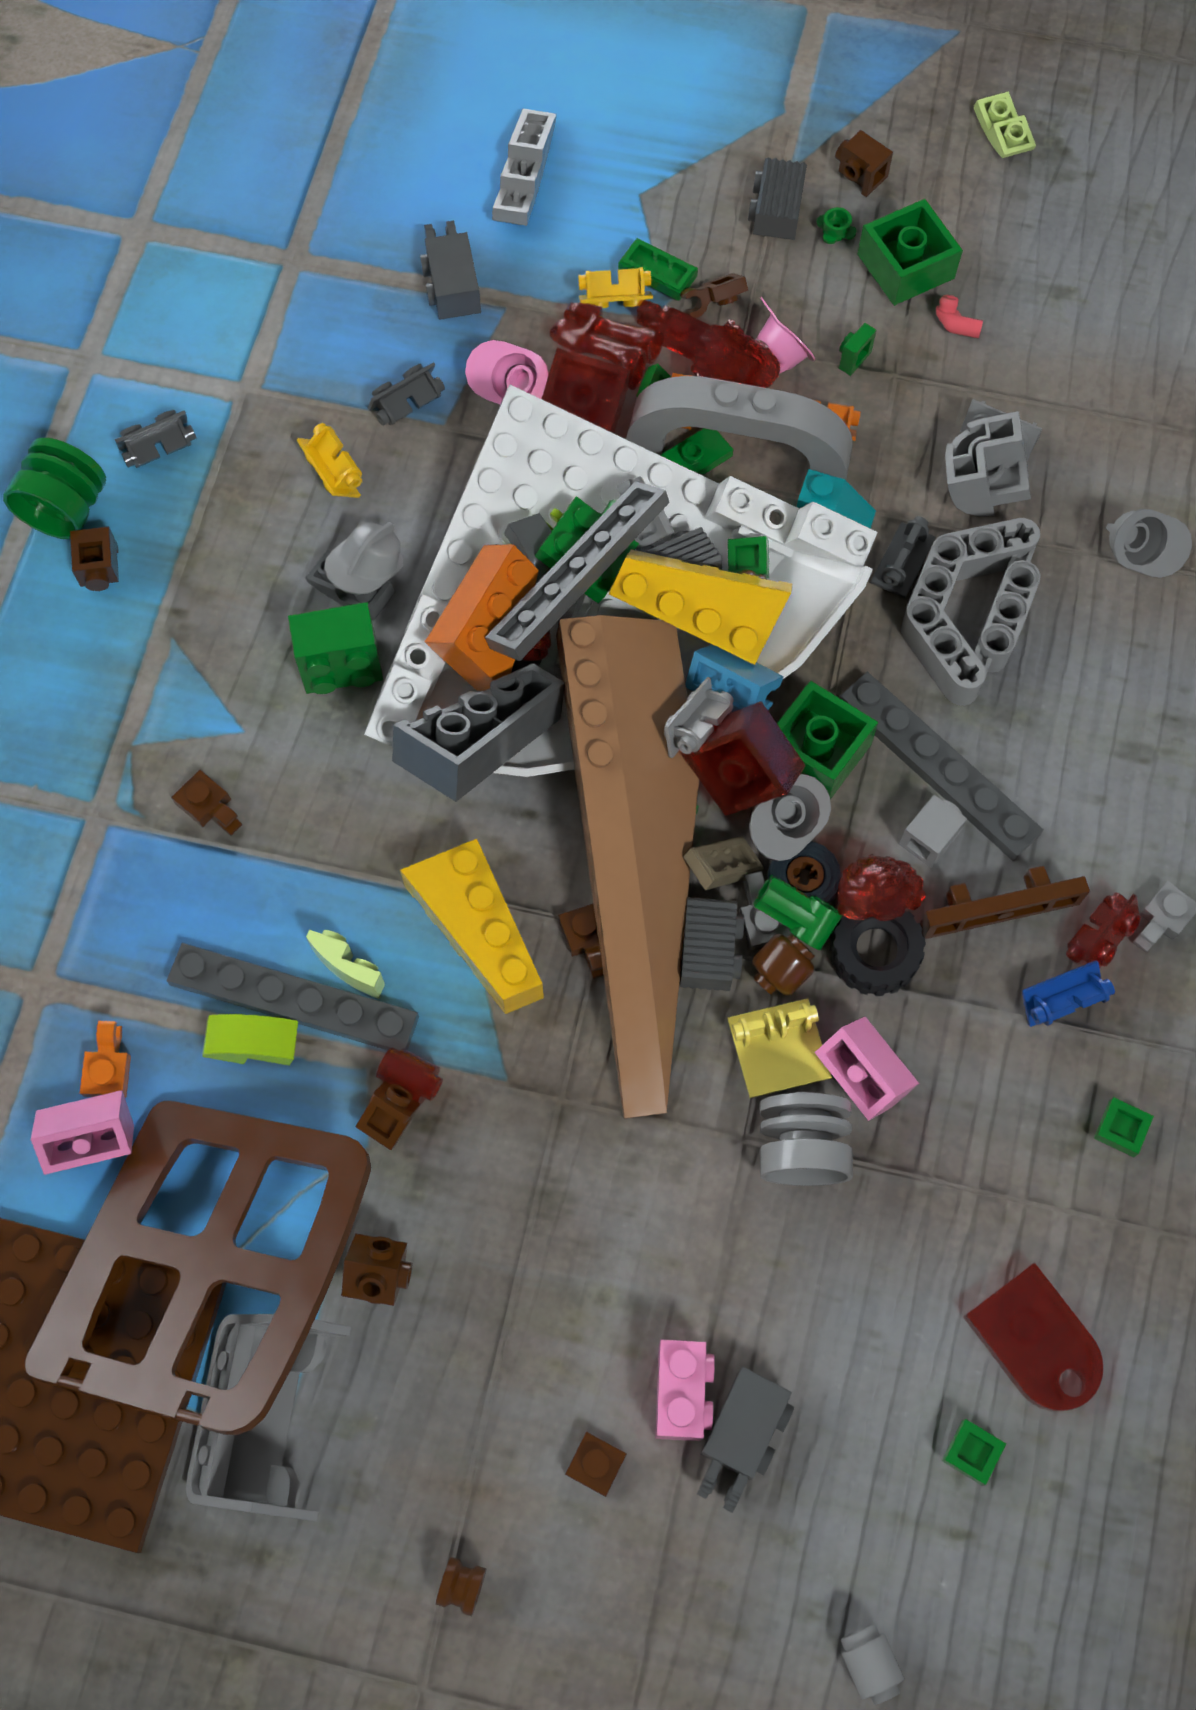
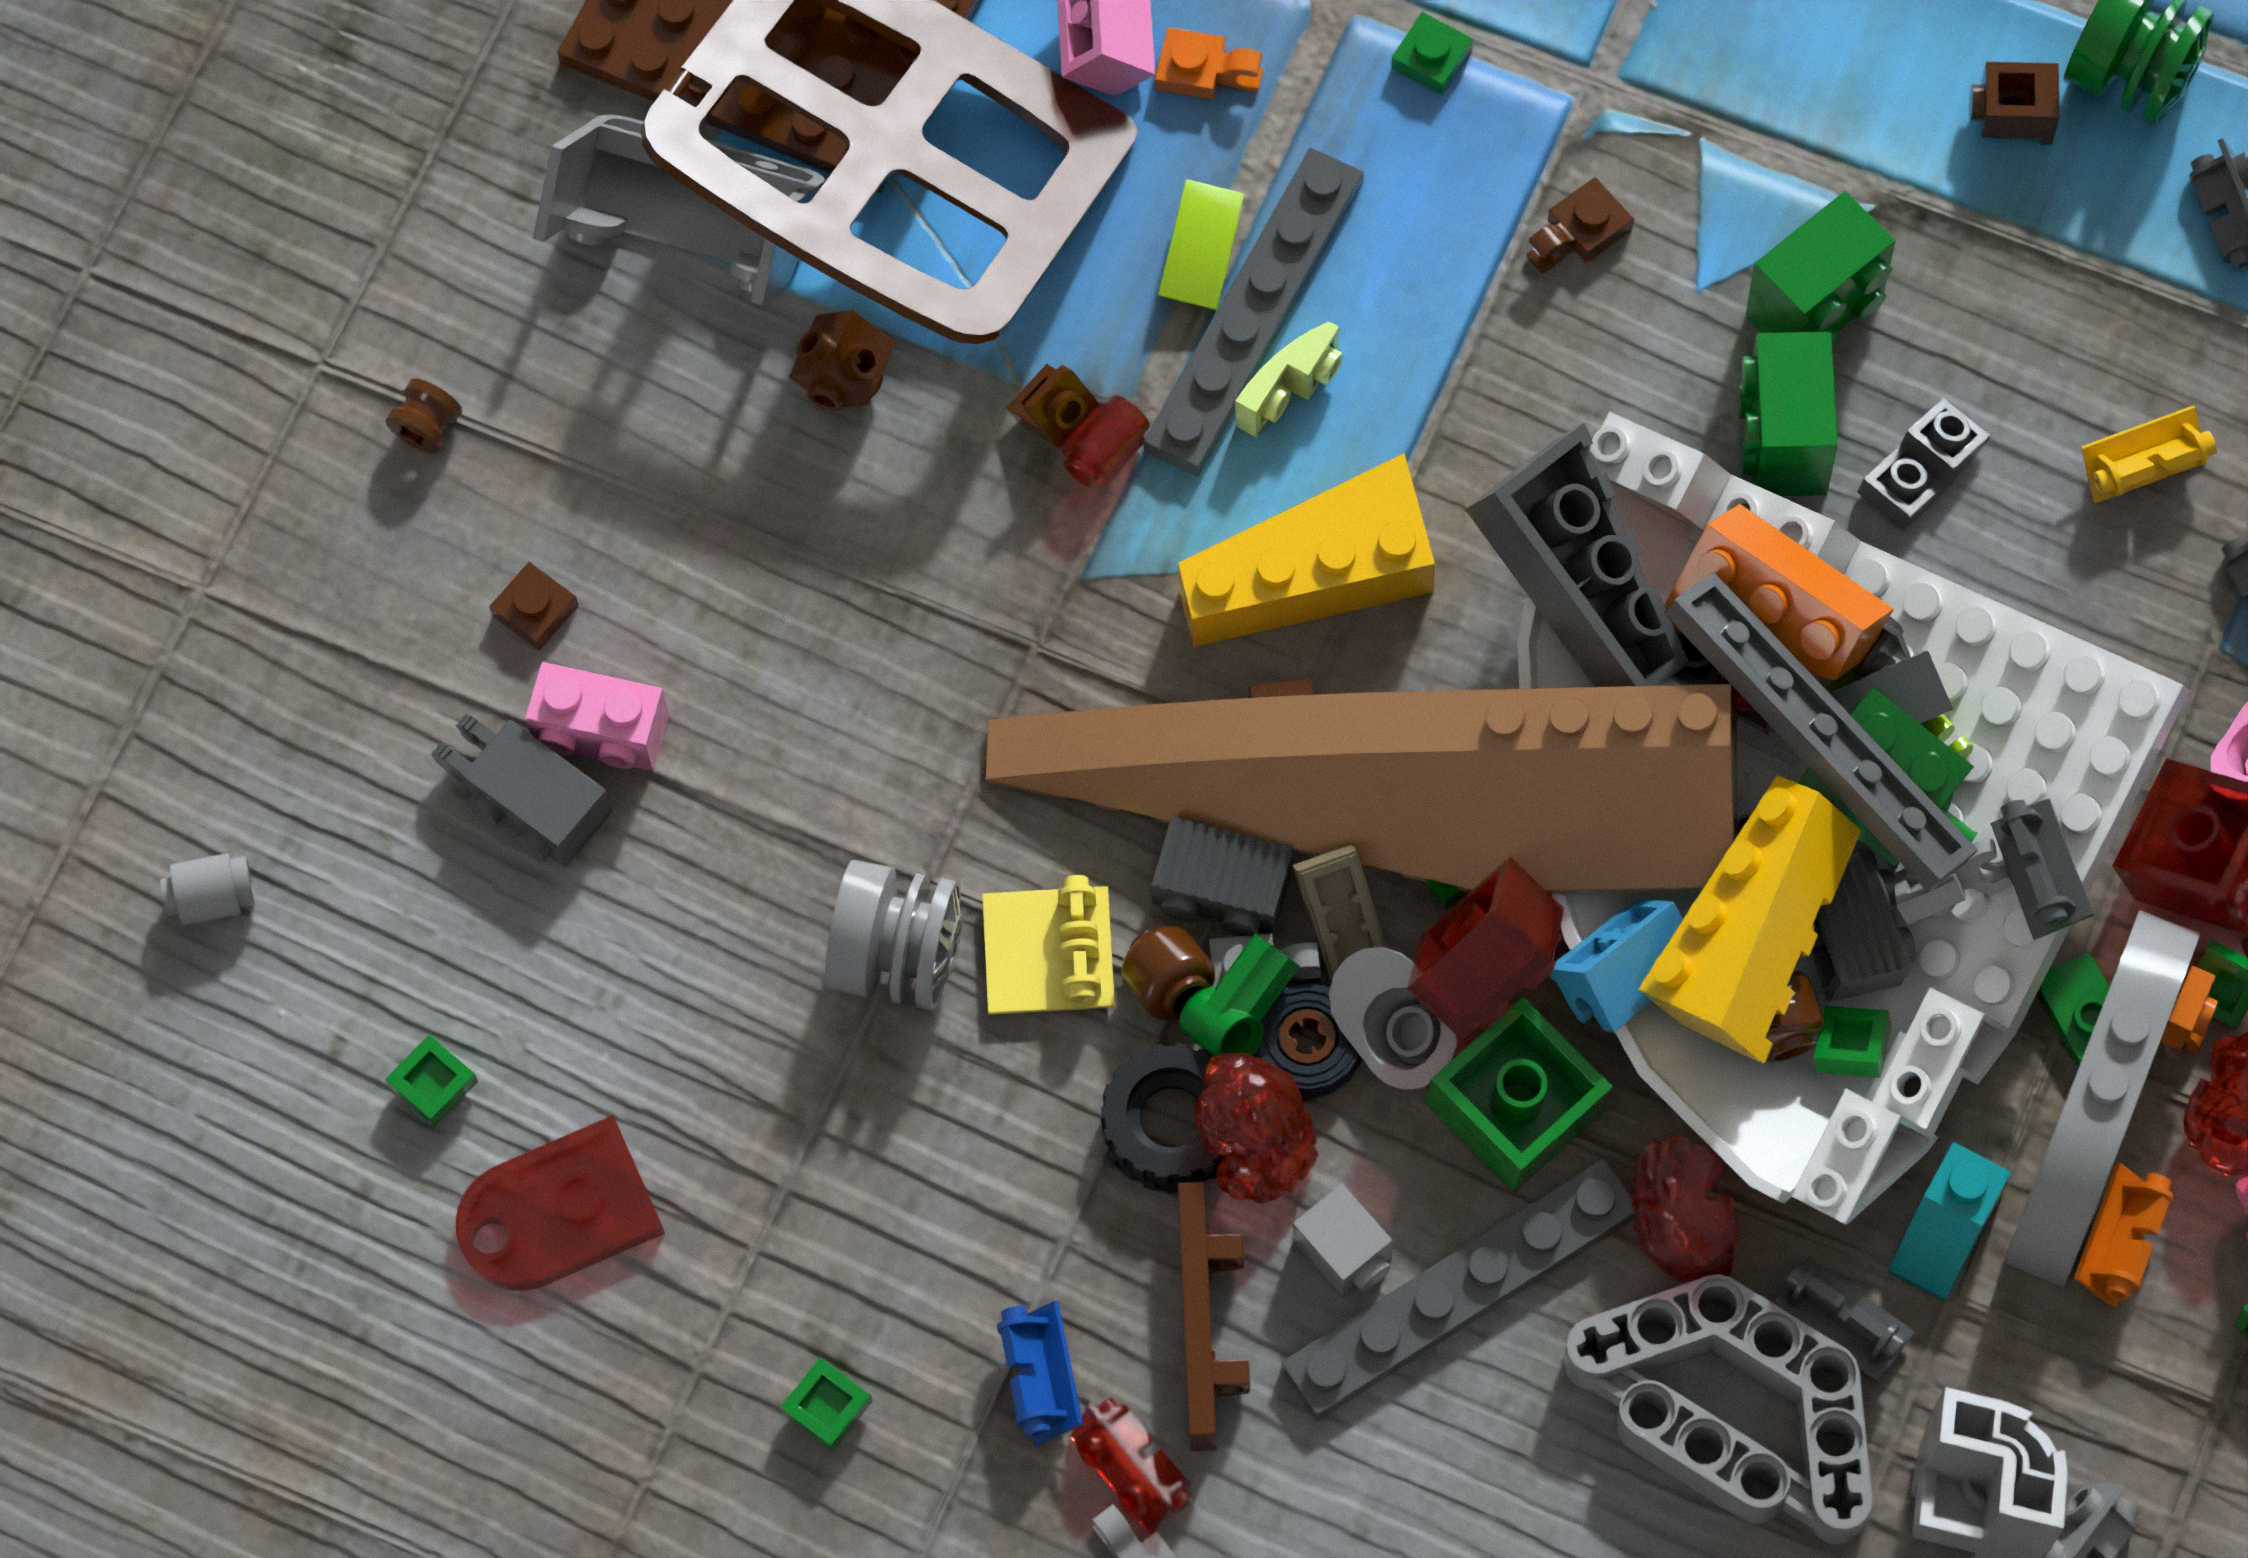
camera: 105 degrees right, 0 degrees up
(84, 916) = (1432, 53): none -> green plate
(238, 643) = (1823, 273): none -> green brick
(365, 559) = (1951, 481): light grey piece -> none
(631, 458) = (2041, 867): none -> dark grey hinge
(688, 726) = (1538, 859): light grey hinge -> none
(866, 1068) = (984, 1050): bright pink brick -> none
(873, 639) = (1674, 1218): none -> clear red hair

